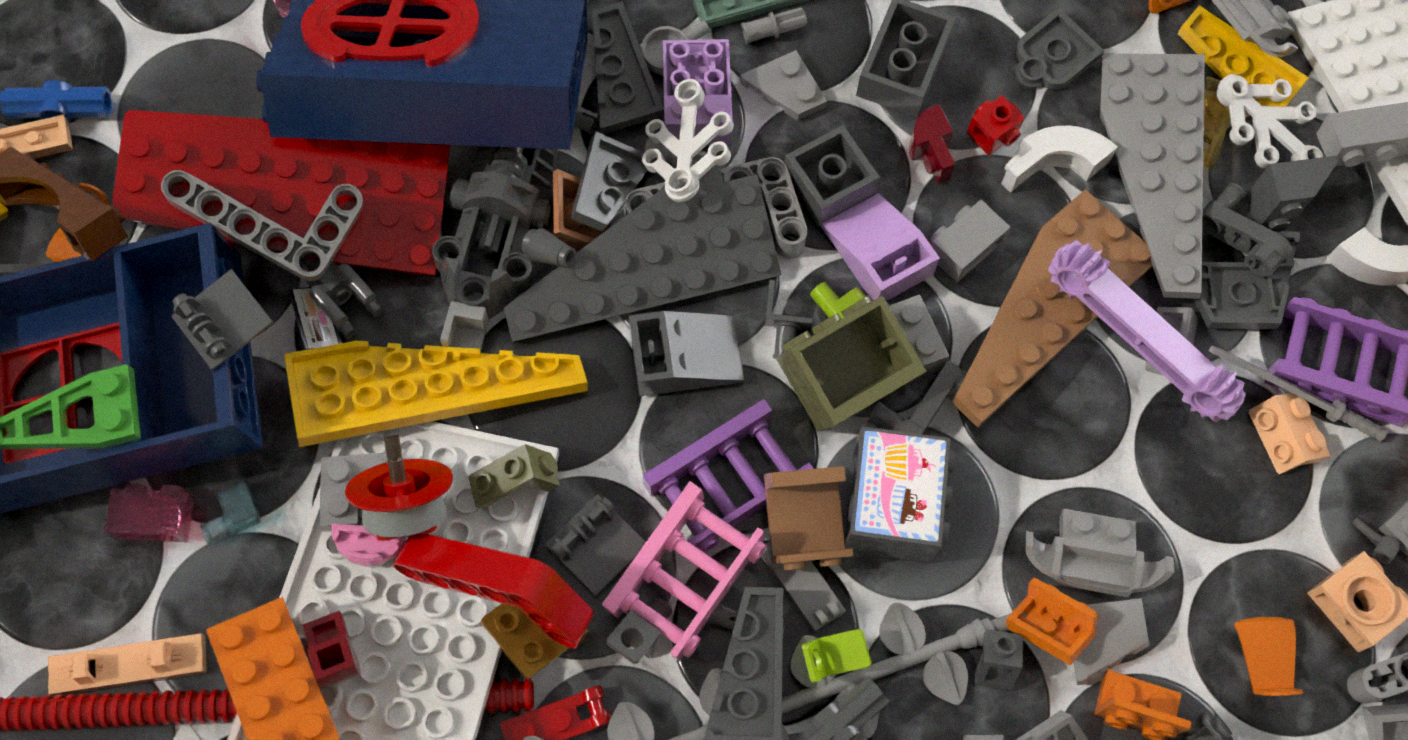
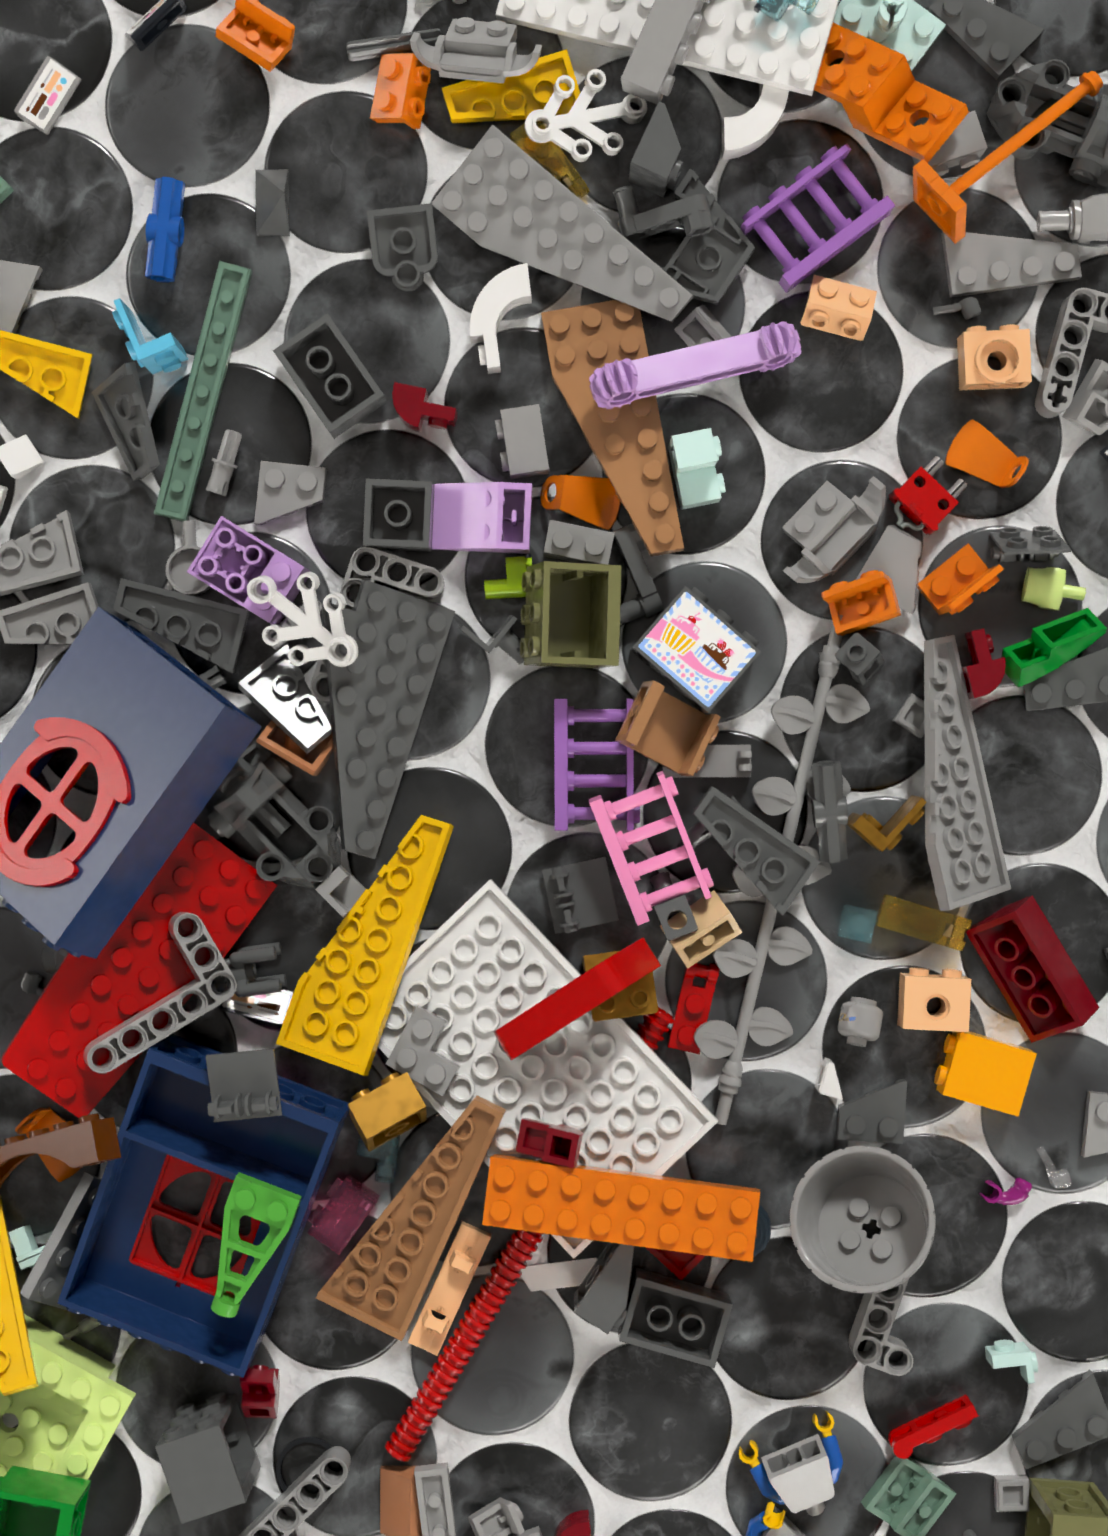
camera: 55 degrees left, 20 degrees up
(134, 589) = (399, 1253): none -> medium nougat wing
(274, 484) = (387, 1110): none -> pearl gold brick
(363, 547) = (480, 1069): bright pink plate -> none
(400, 494) = (462, 1025): red piece -> none
(513, 471) = (495, 929): olive bracket -> none
(548, 249) = (321, 787): dark grey cone -> none
(642, 684) = (714, 930): none -> tan brick
(684, 351) = (473, 730): slope -> none
(836, 654) = (782, 778): lime bracket -> none
(958, 320) = (584, 498): none -> orange piece
(995, 125) = (442, 356): red brick -> none
(1064, 386) = (694, 470): none -> light aqua brick
(1189, 622) = (922, 502): none -> red piece
(1335, 411) = (846, 260): light grey sword -> none

